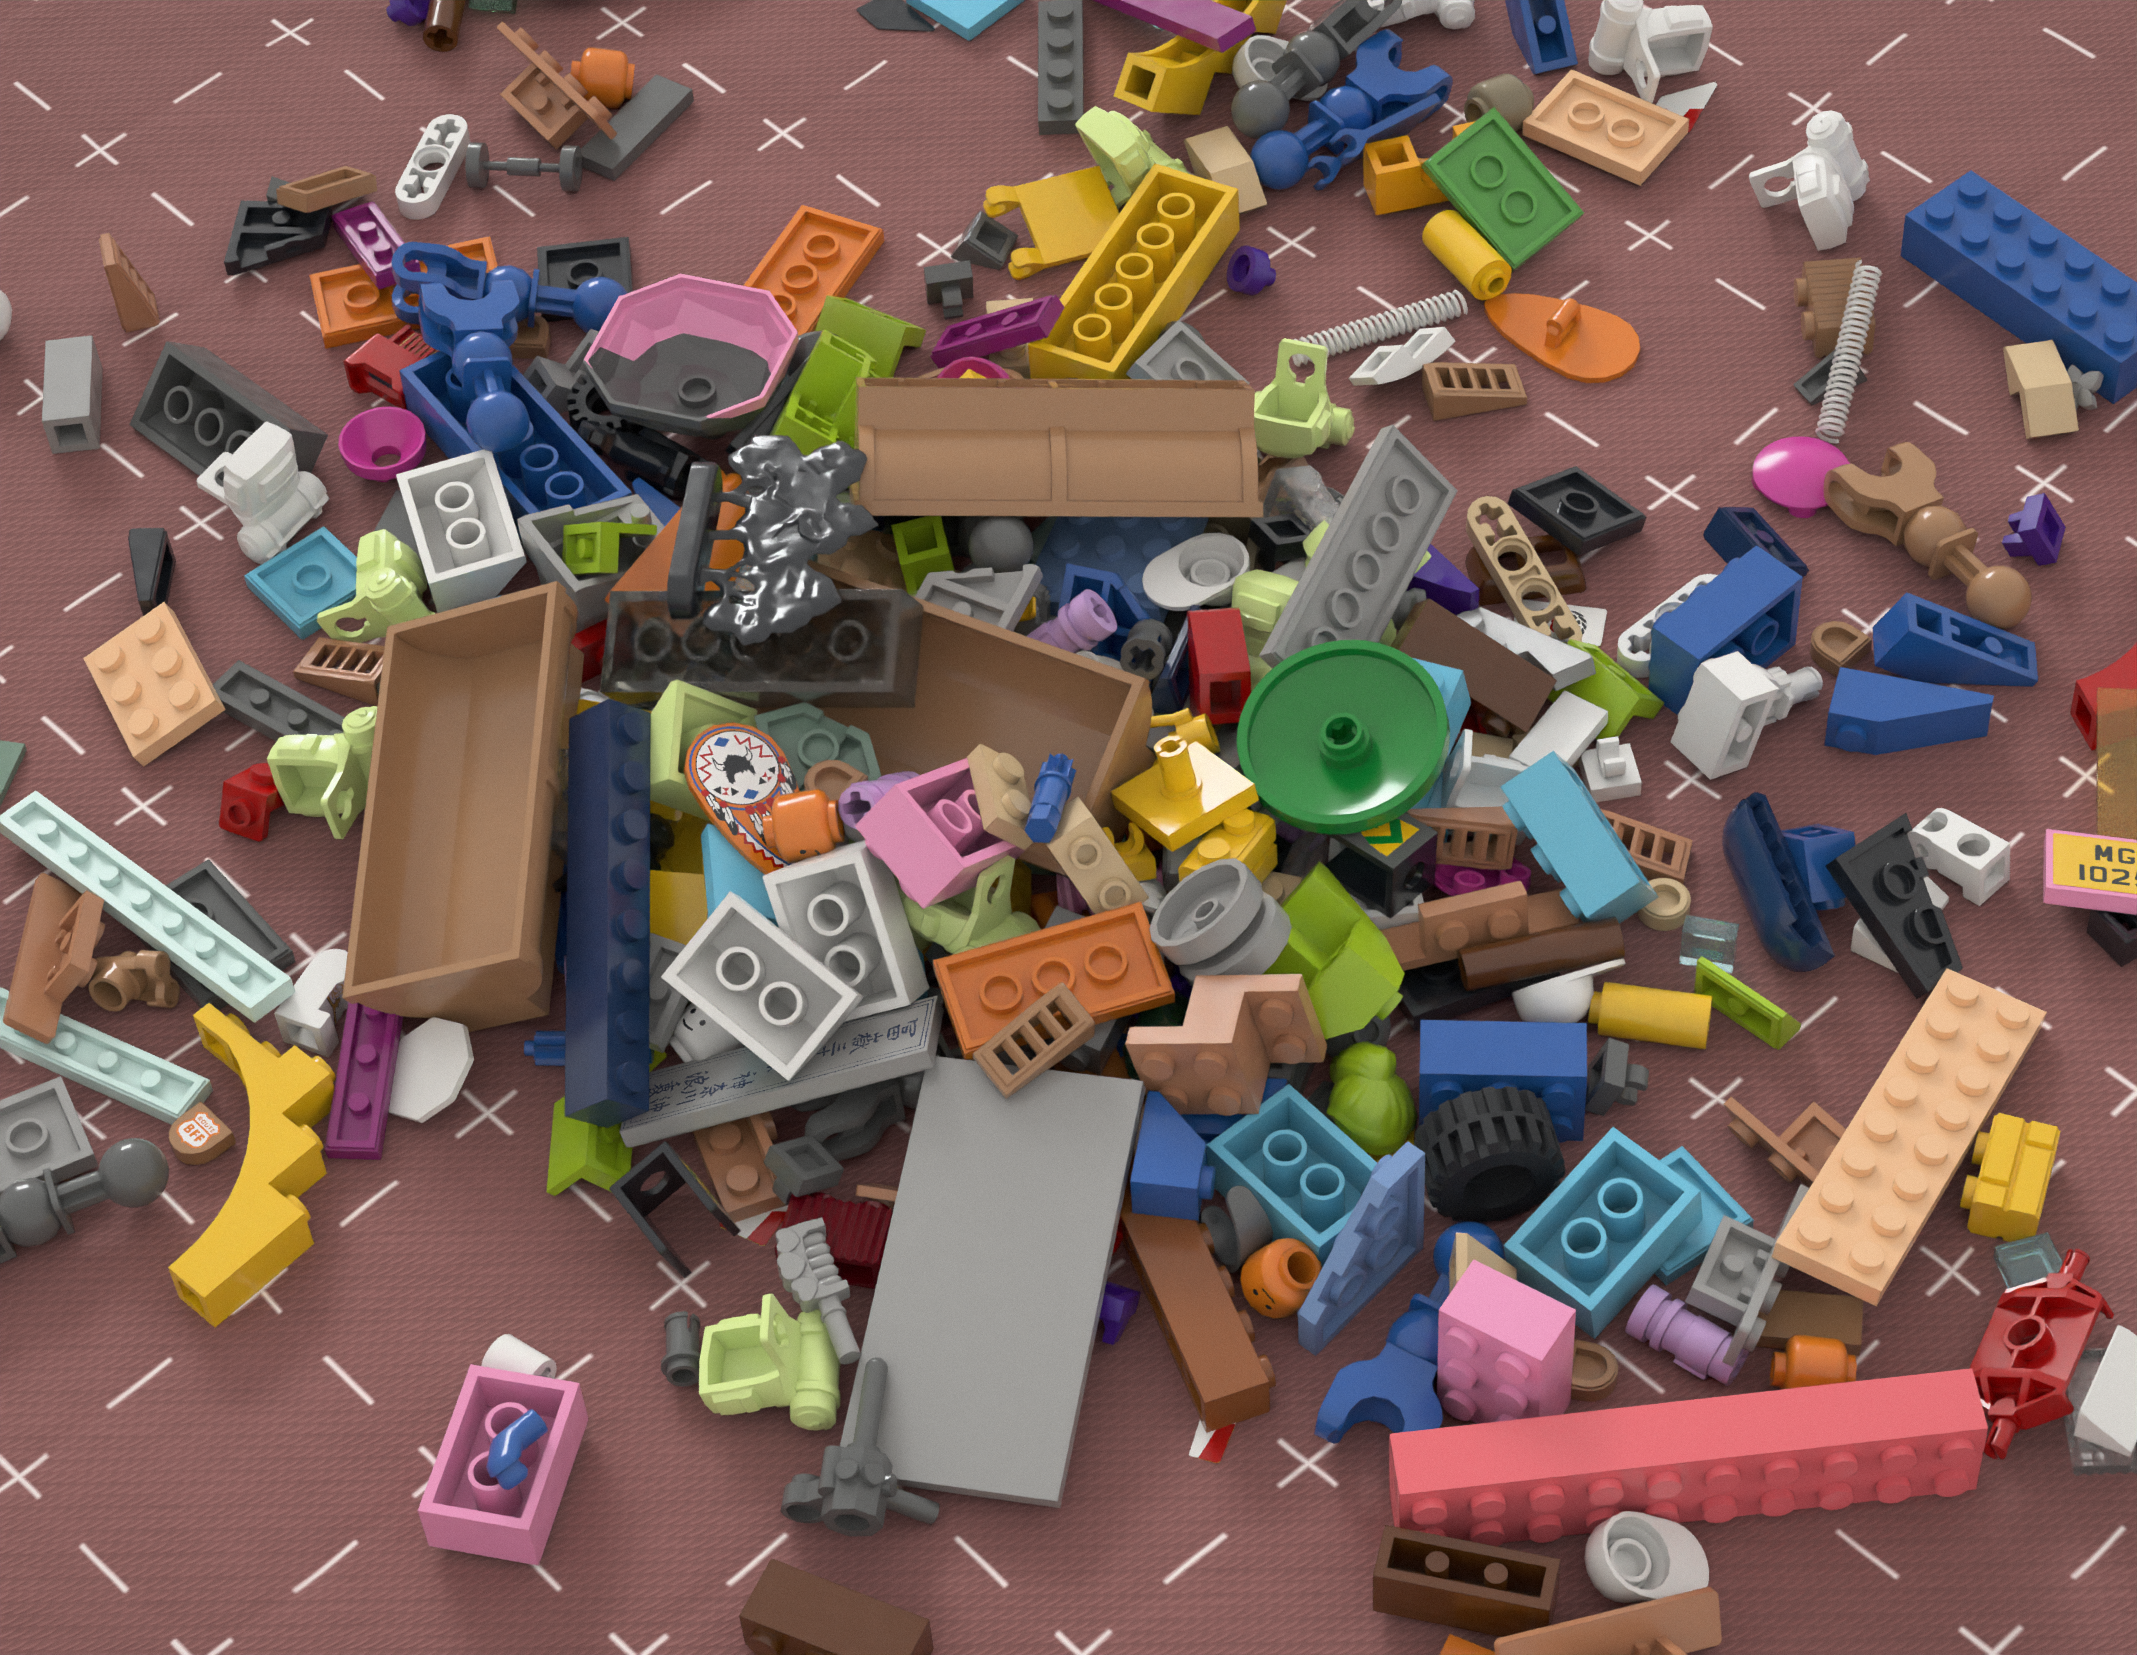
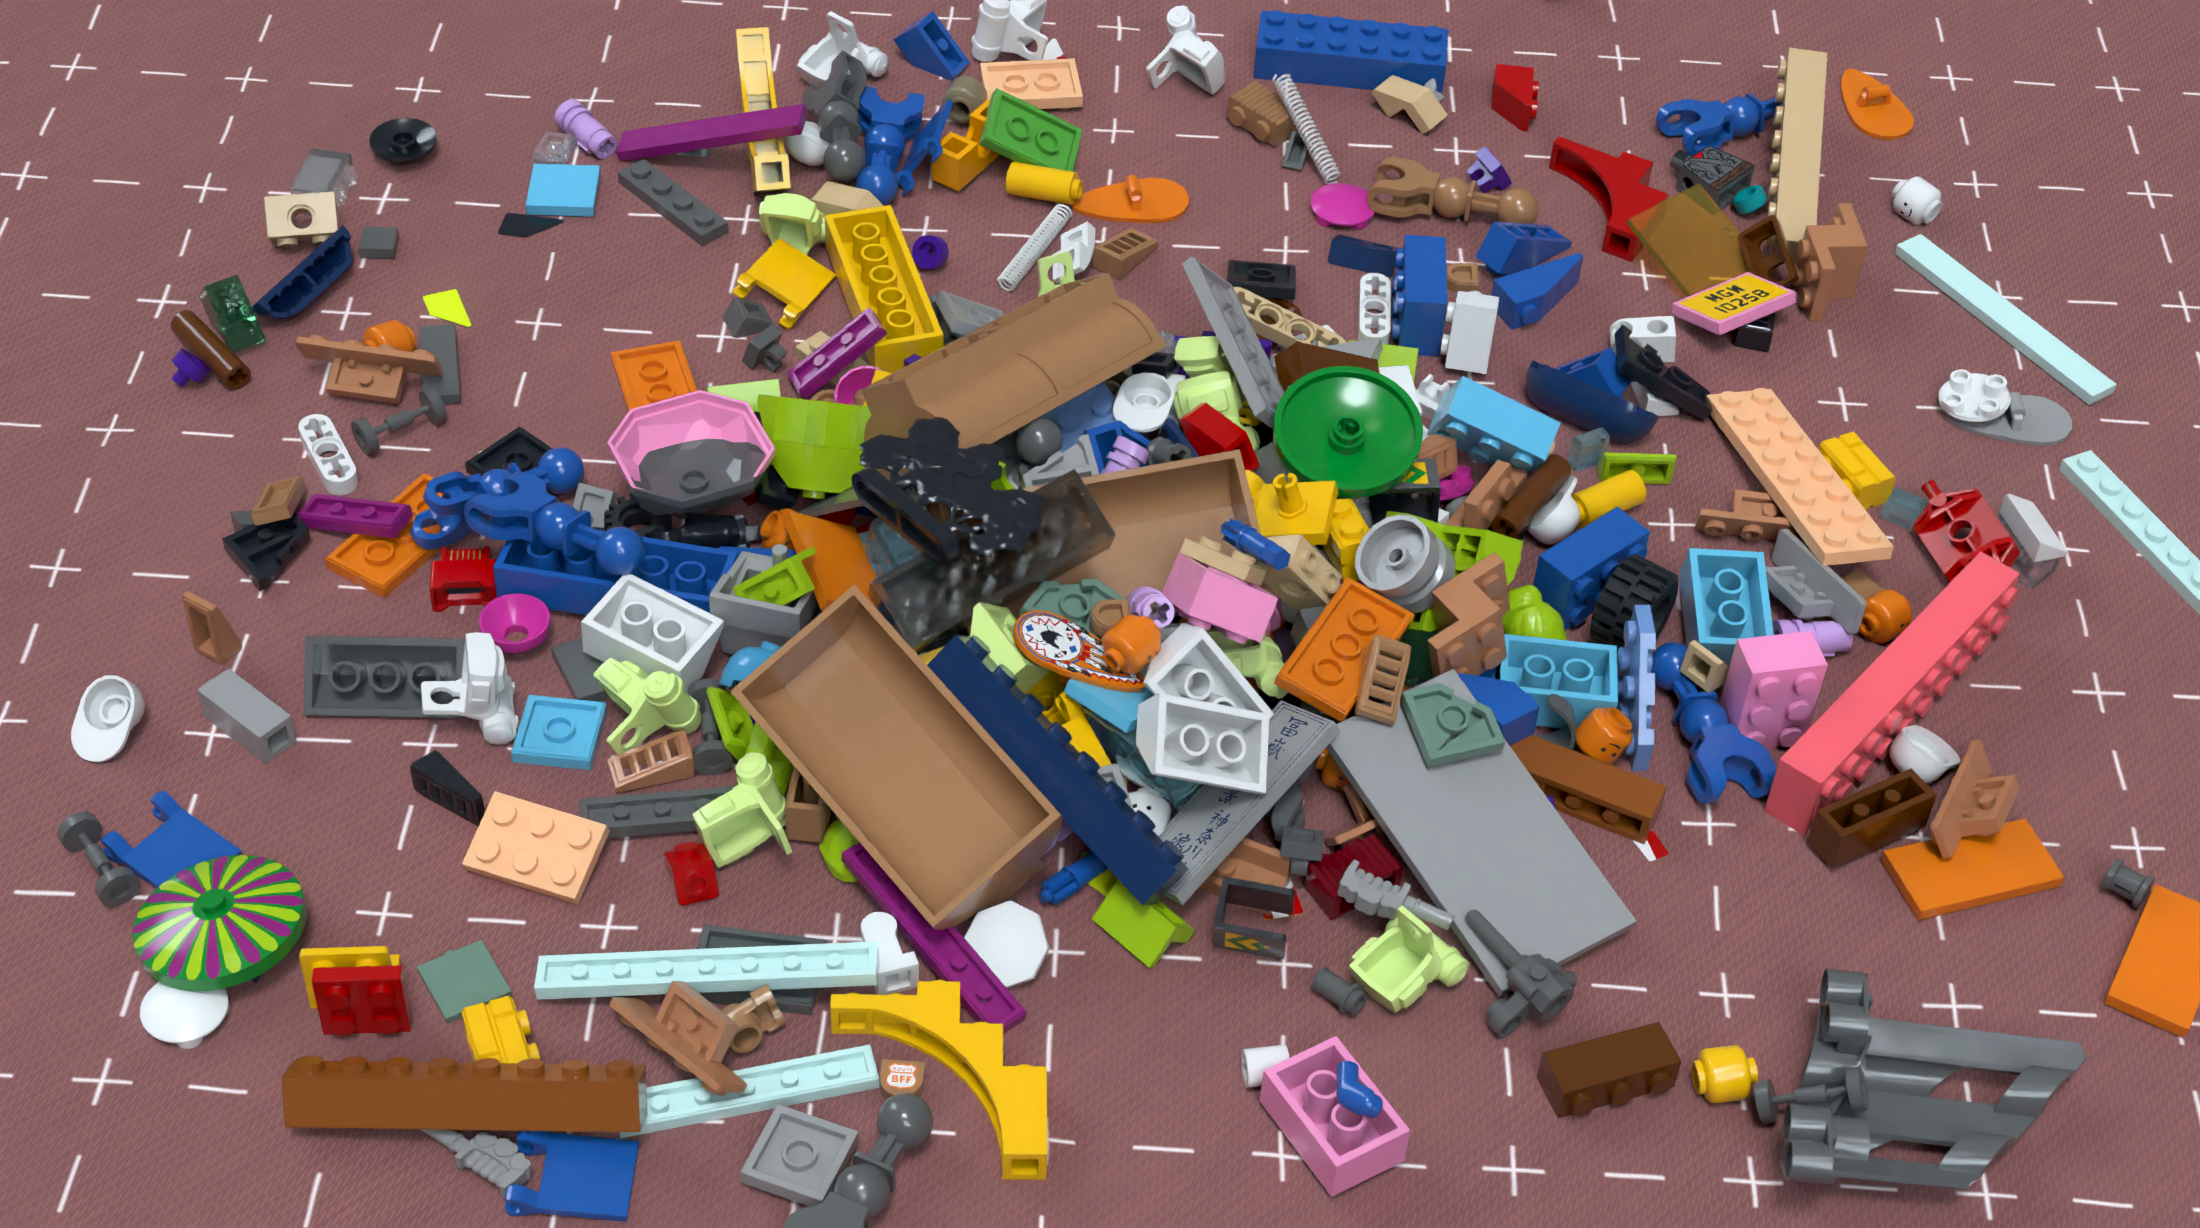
camera: 50 degrees left, 5 degrees down
(717, 67) = (447, 306): none -> neon yellow sticker
(1058, 1139) = (1450, 726): none -> sand green plate

